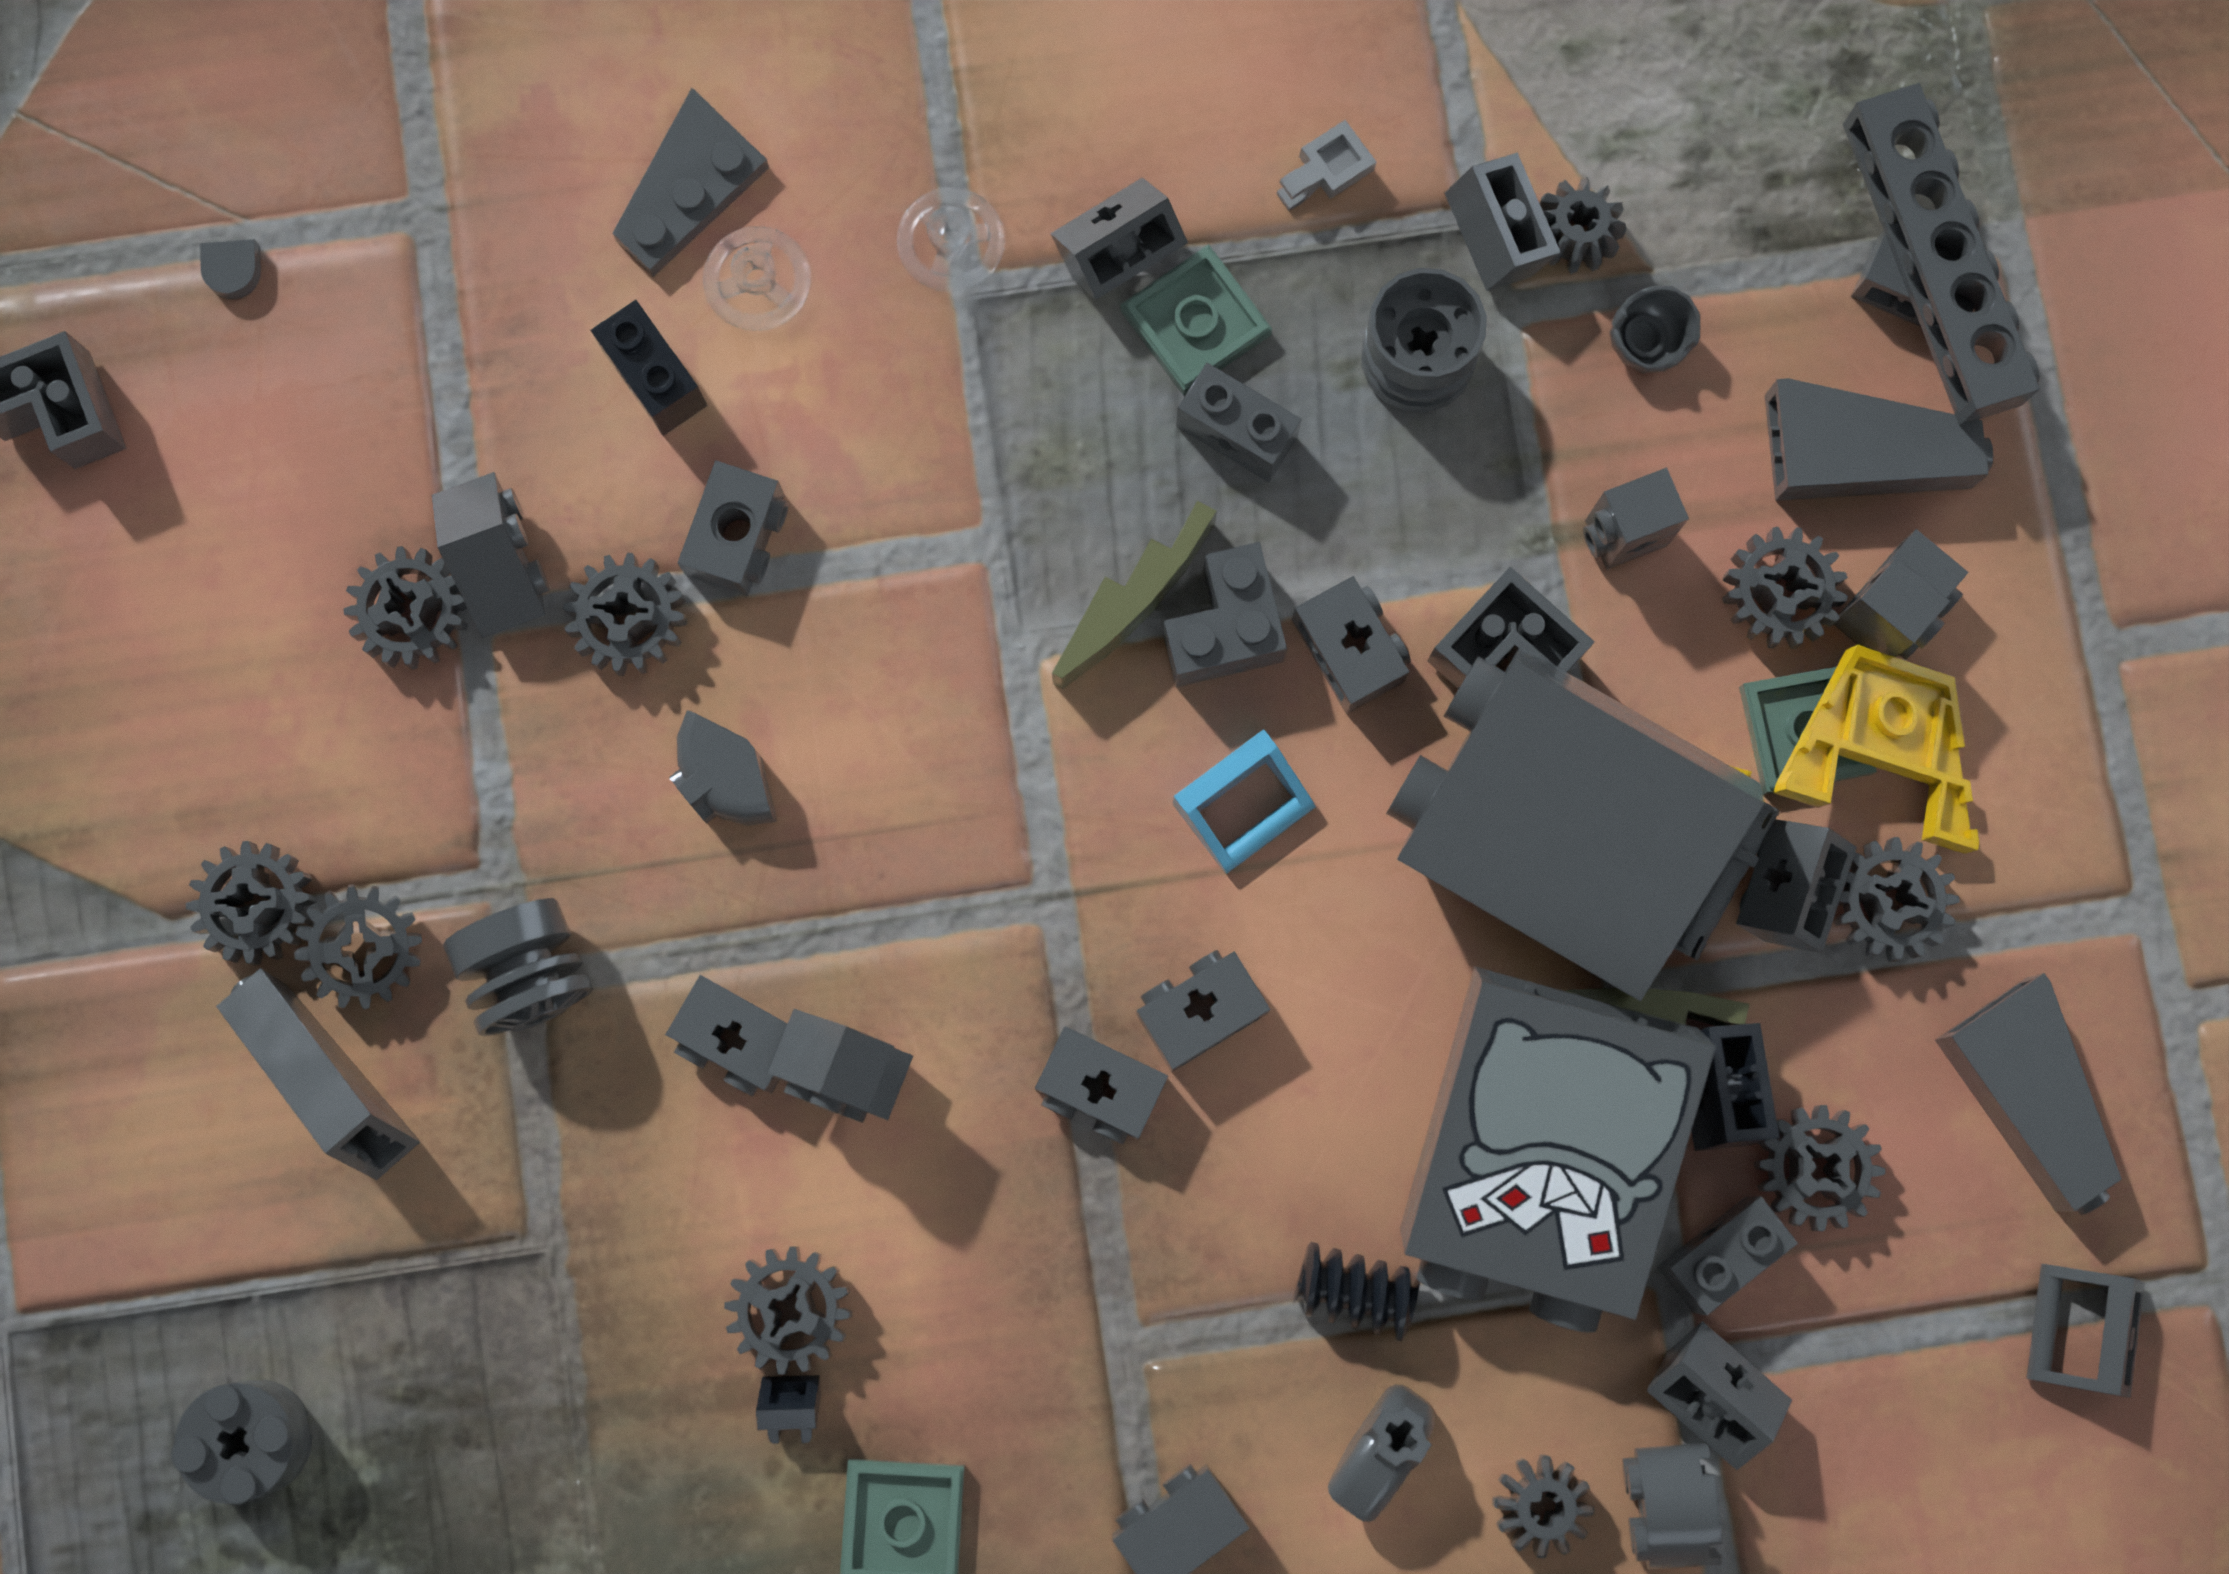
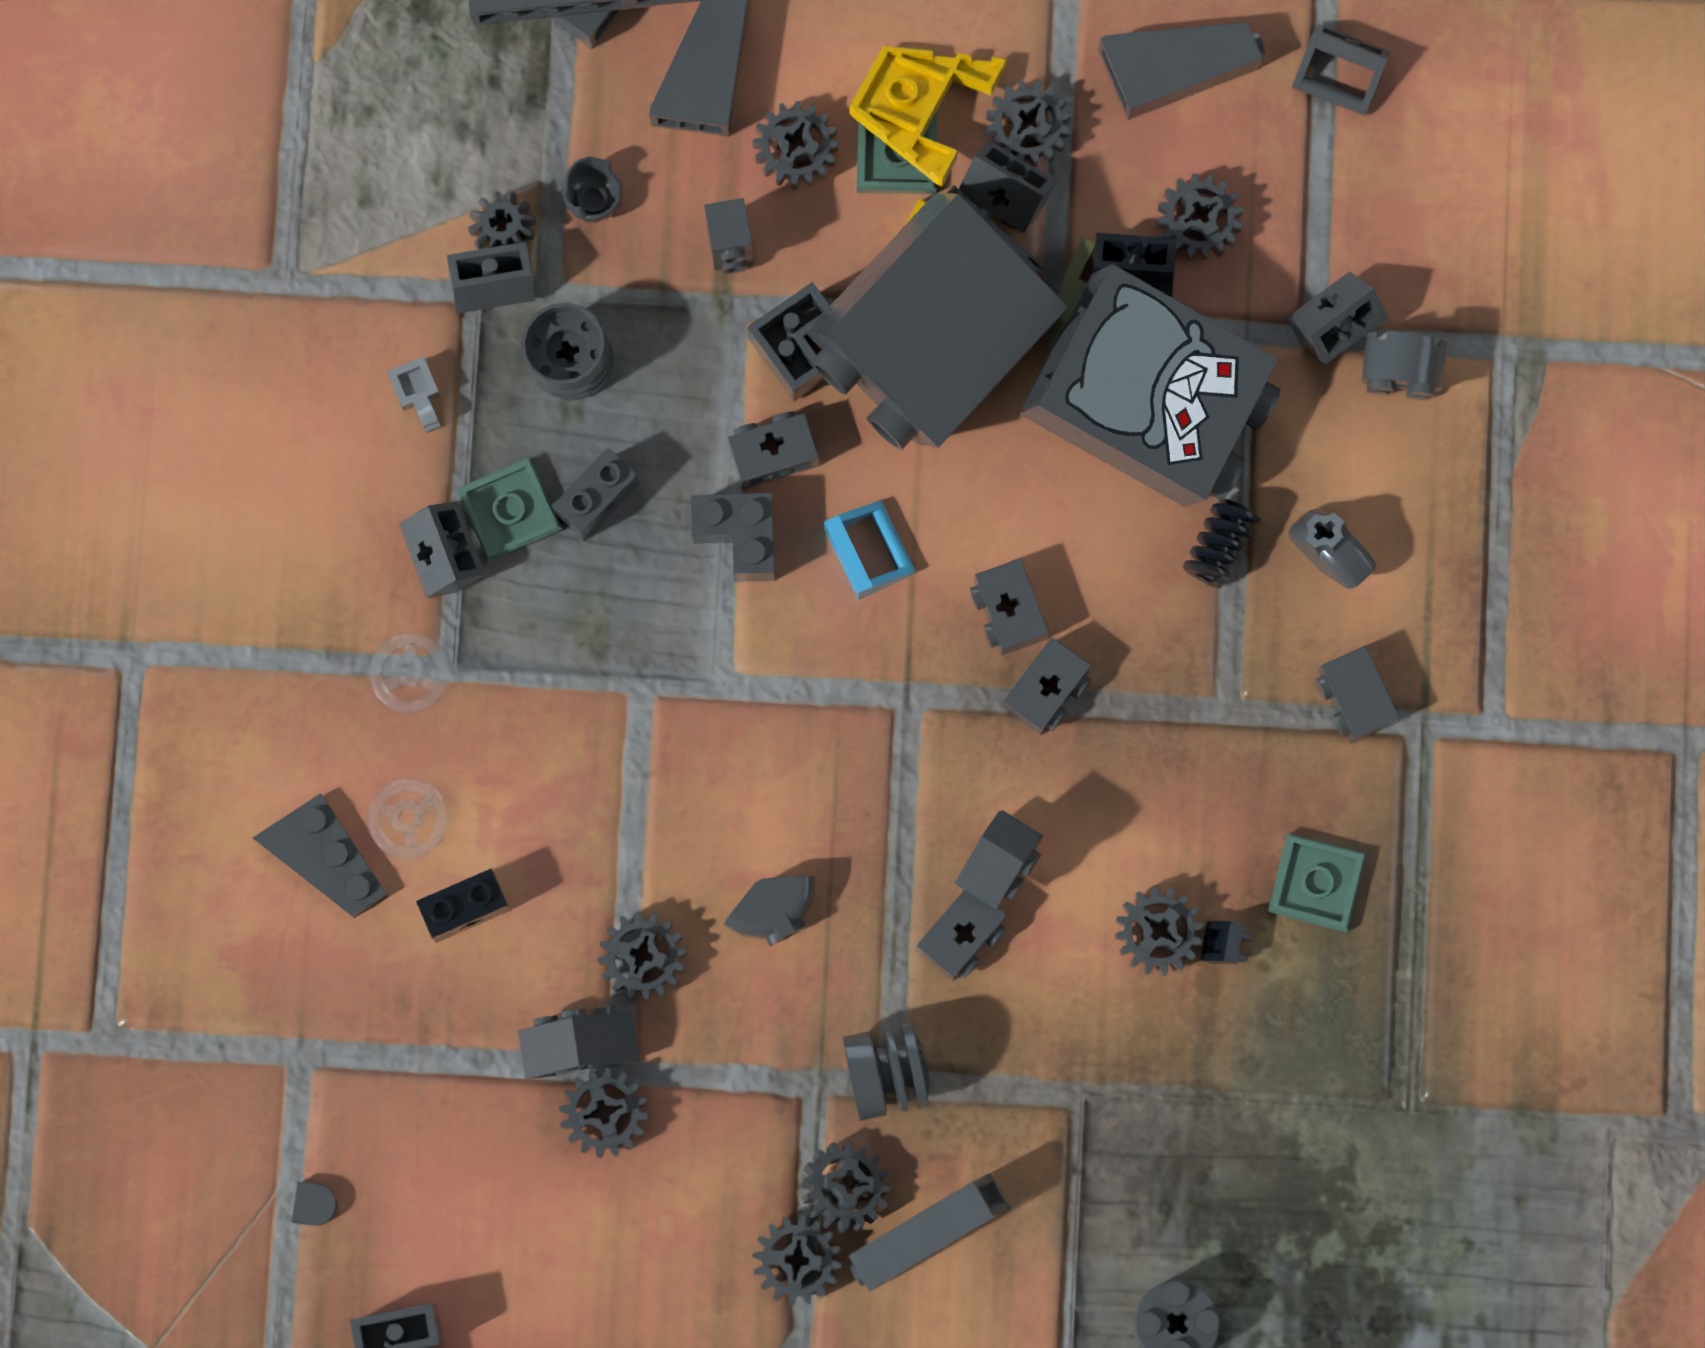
camera: 80 degrees left, 0 degrees up
(729, 497) = (609, 888): dark grey brick -> none
(1121, 609) = (713, 604): olive slope -> none
(1556, 1521) = (1400, 445): dark grey gear -> none
(1727, 1255) = (1246, 291): dark grey brick -> none
(1904, 599) = (822, 66): dark grey brick -> none

